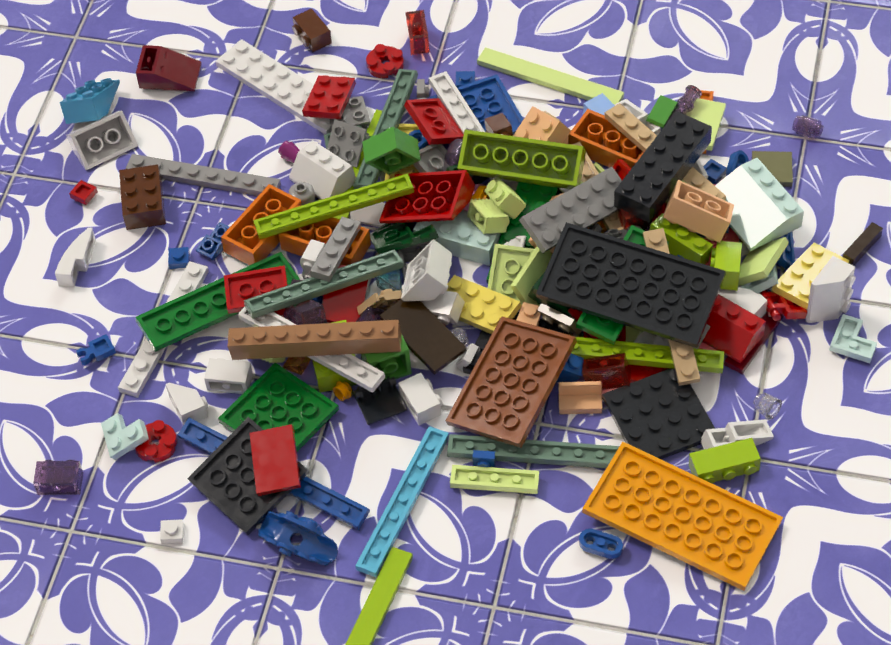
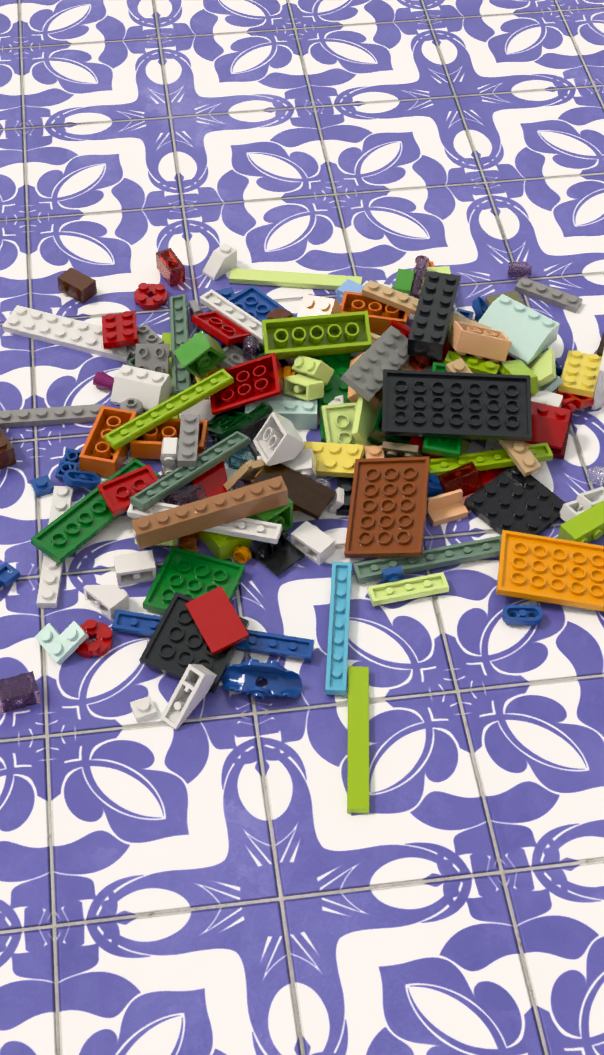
camera: 25 degrees left, 5 degrees down
(217, 529) = (188, 694): none -> white slope
(218, 261) = (81, 479): none -> blue plate
(476, 37) = (220, 261): none -> white slope
(828, 166) = (548, 295): none -> light grey plate

